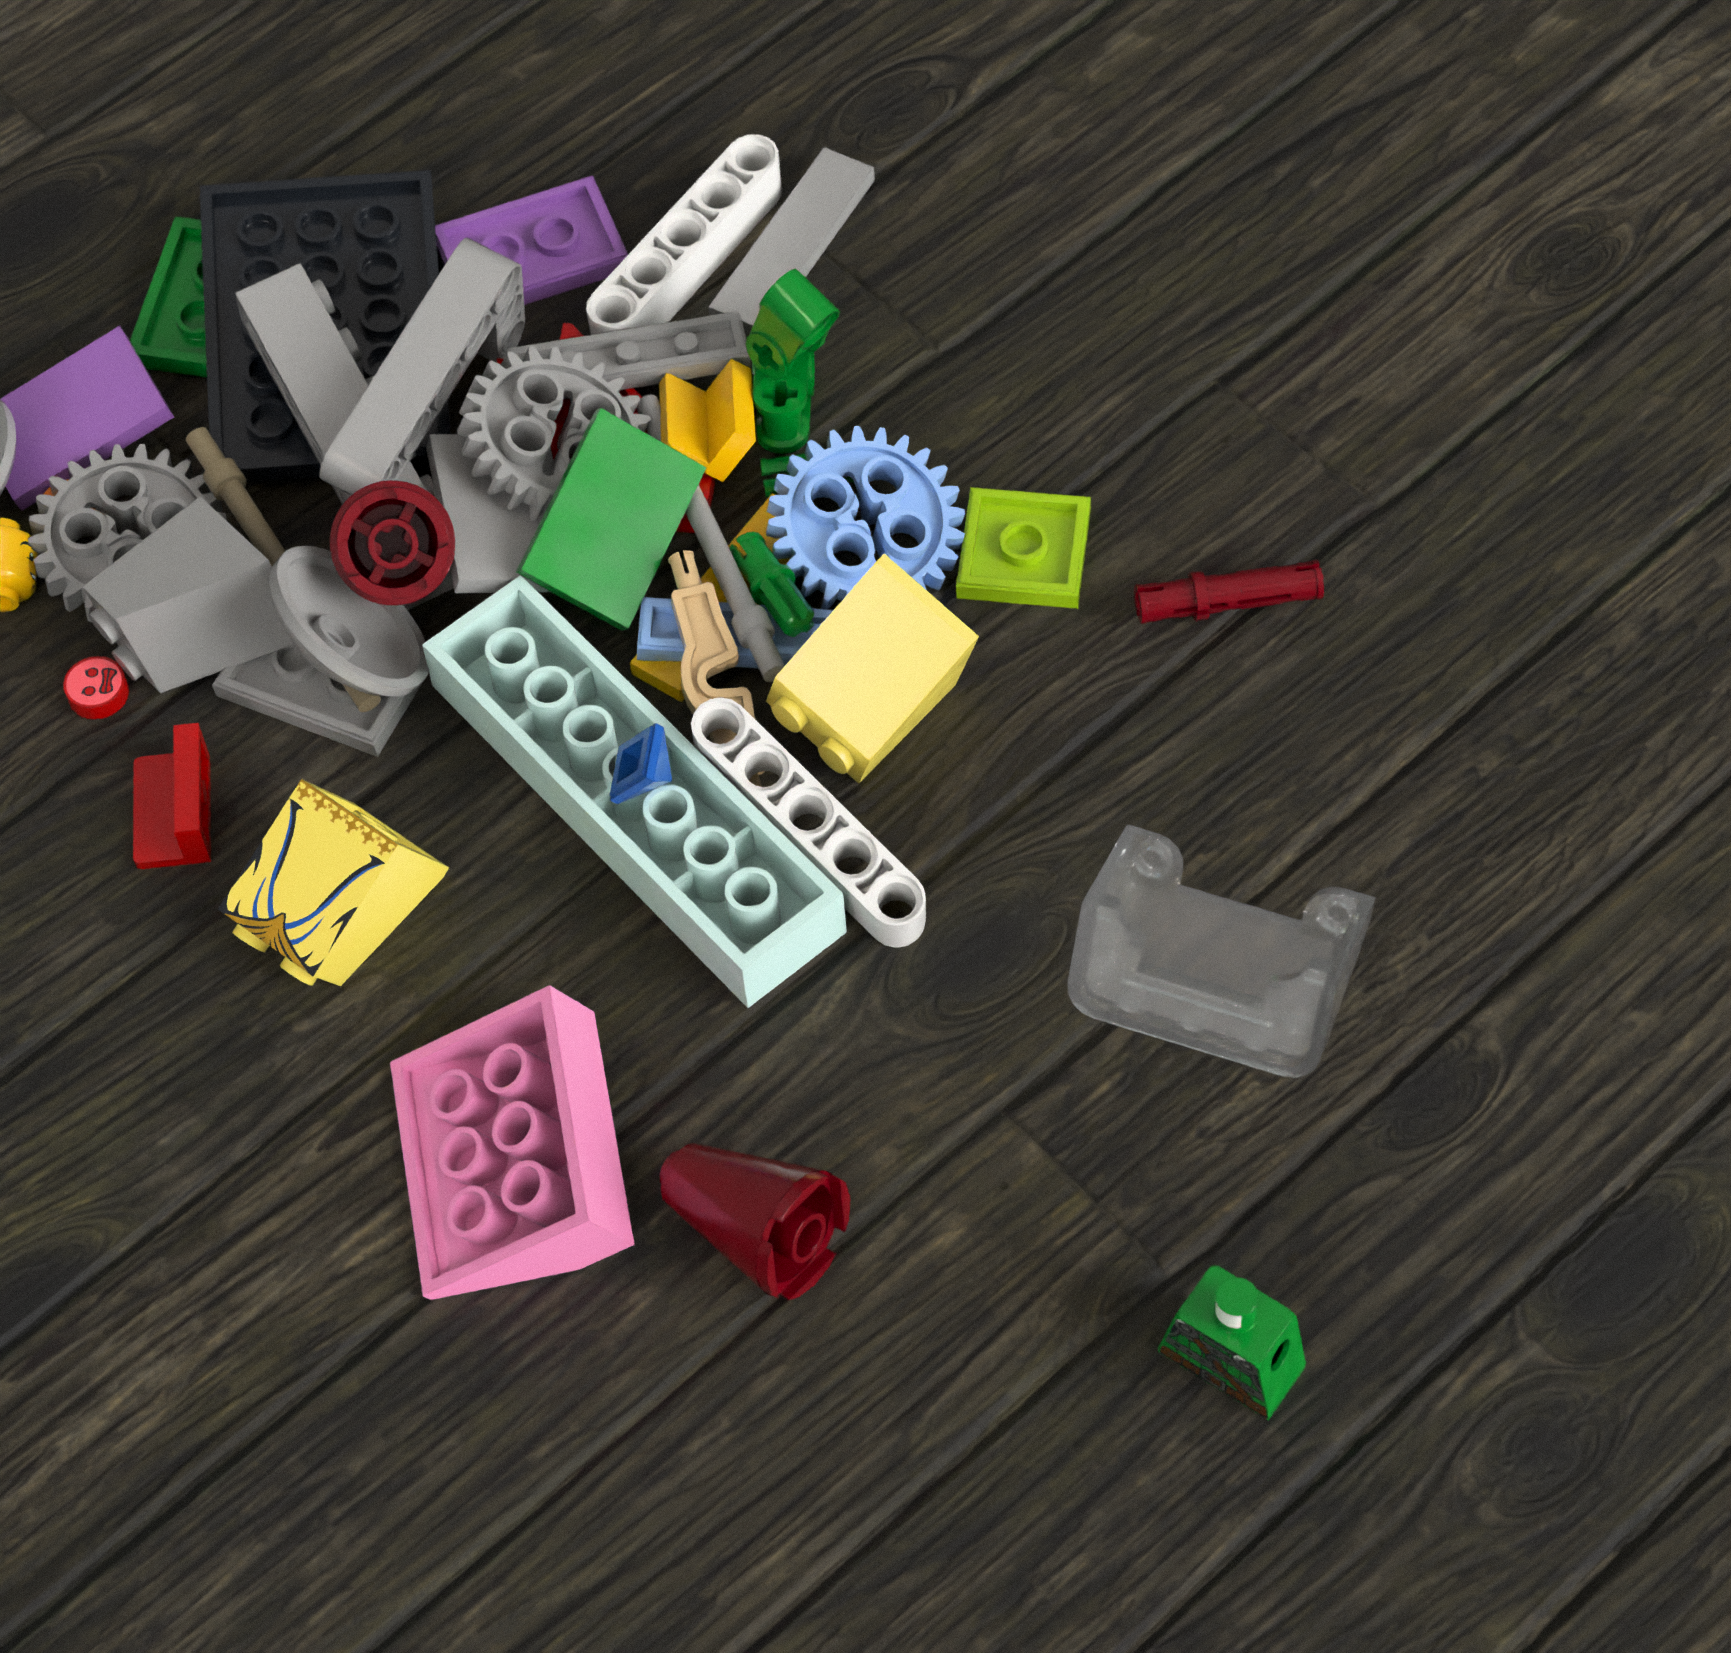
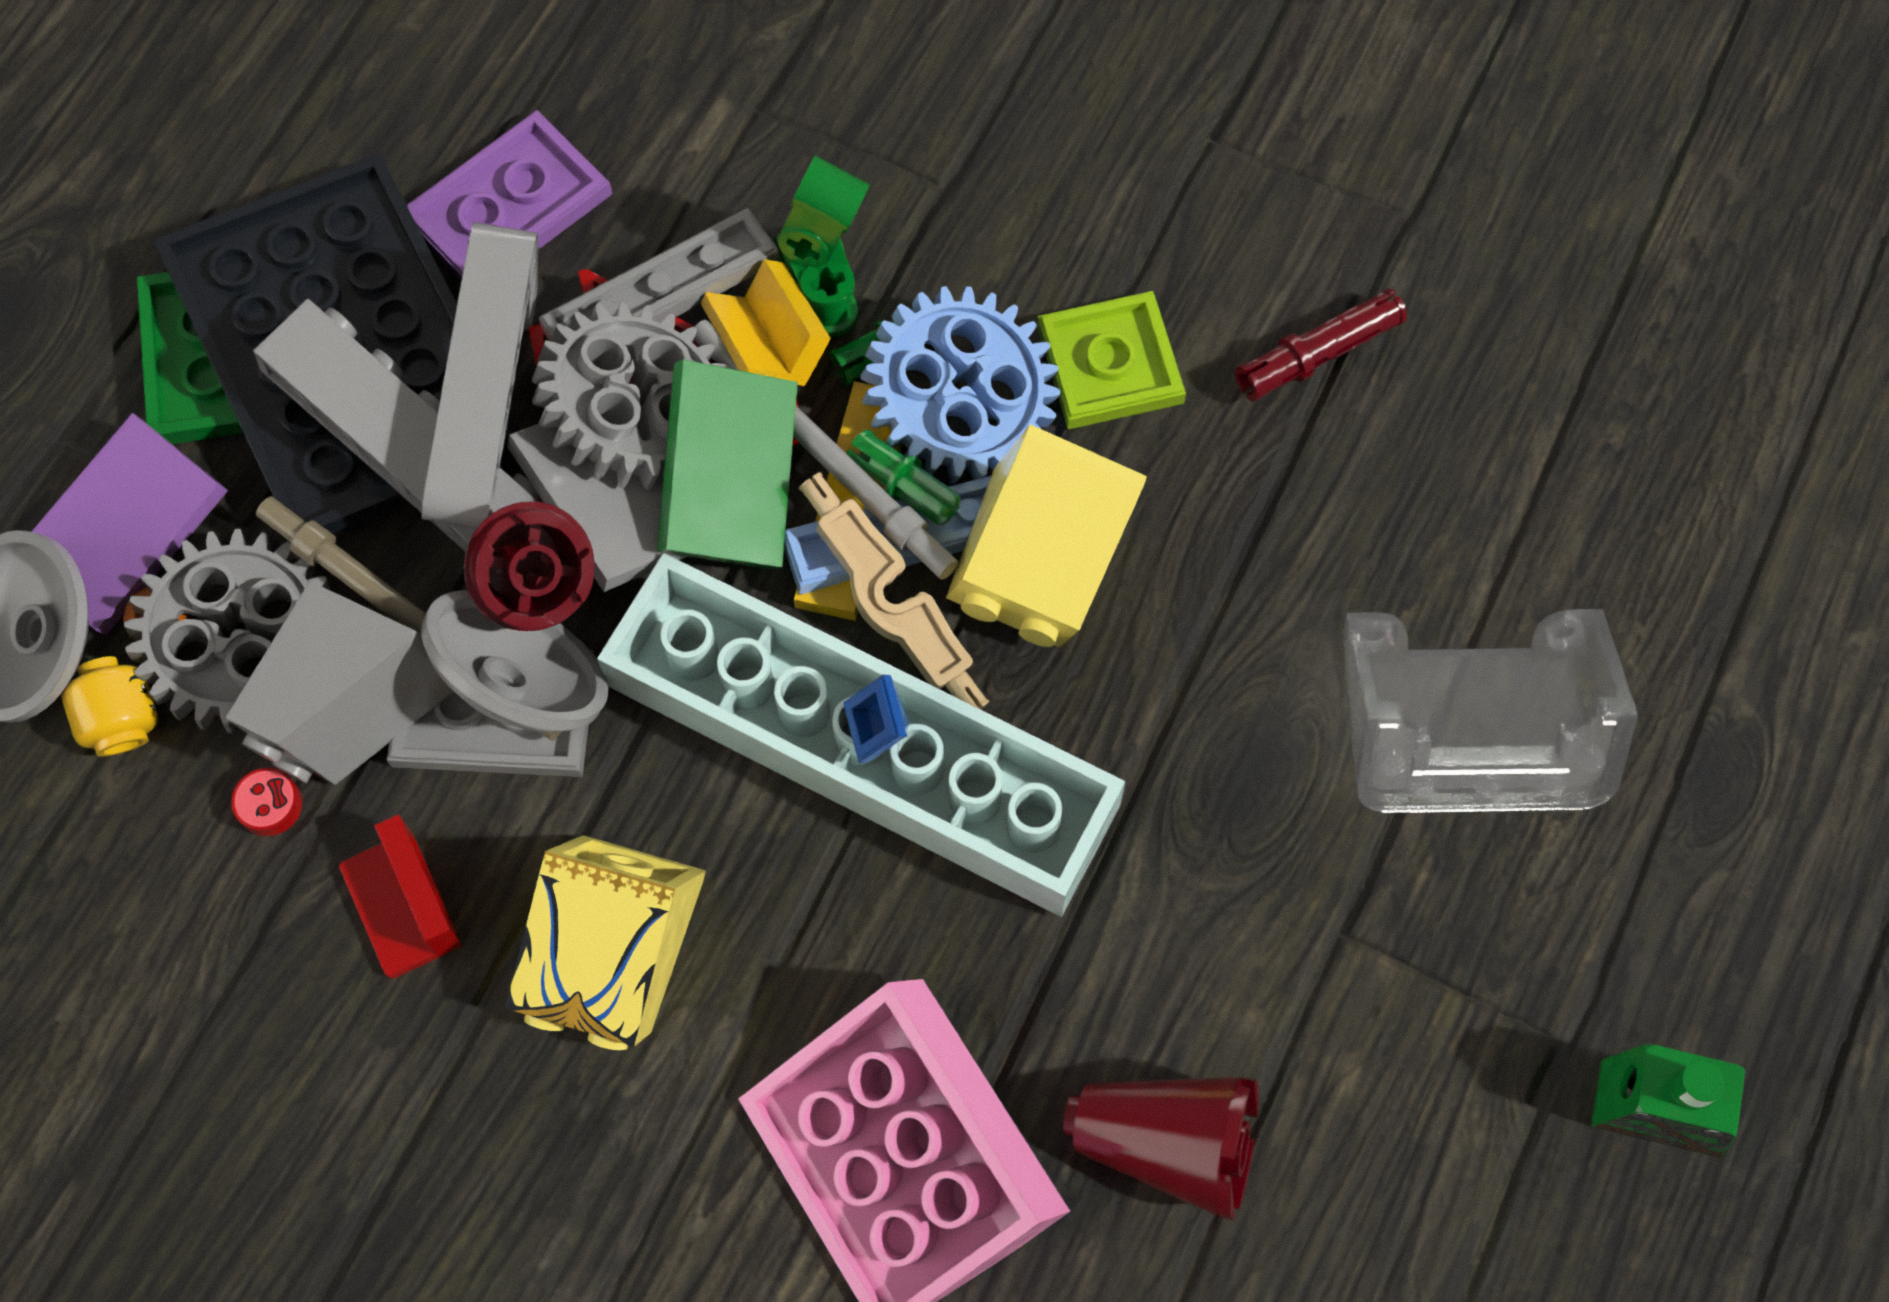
camera: 25 degrees left, 10 degrees up
(690, 239) = (663, 133): white beam -> none
(796, 232) = (758, 119): light grey tile -> none
(838, 836) = (1080, 709): white beam -> none

